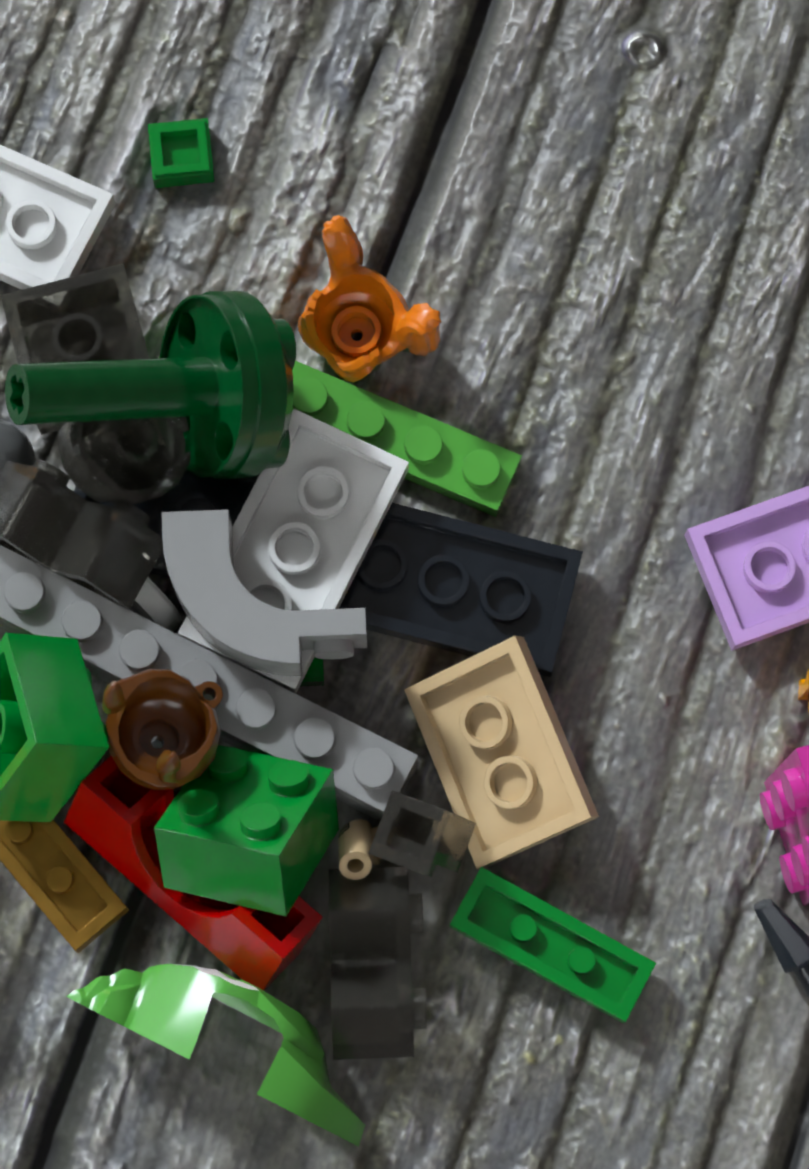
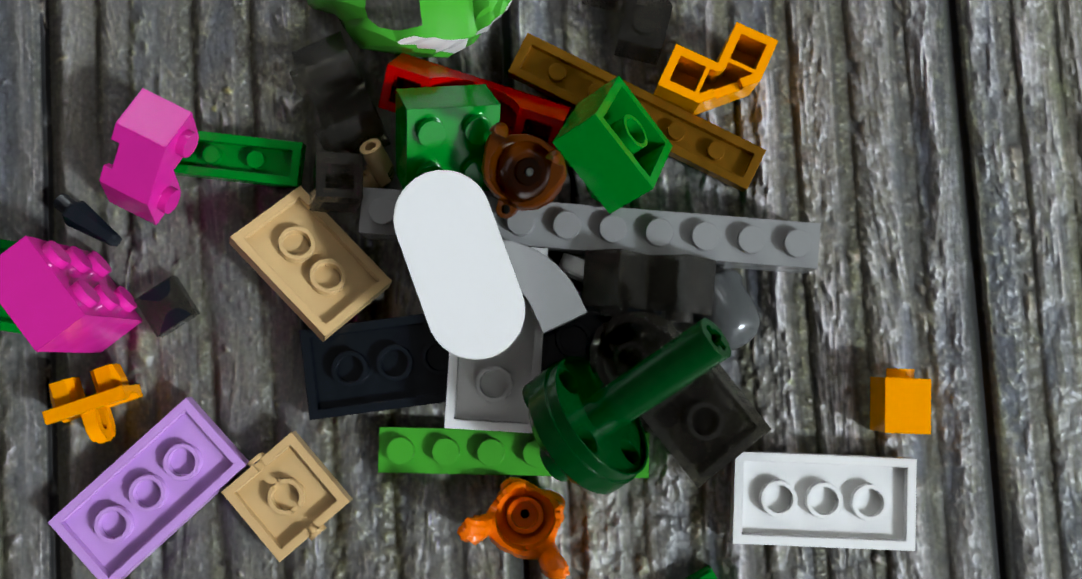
camera: 155 degrees right, 10 degrees up
(296, 632) = (459, 264): none -> white tile
(649, 472) = (287, 495): none -> tan plate
(663, 981) = (151, 144): none -> dark pink brick
(721, 782) = (167, 306): none -> clear smoke tile

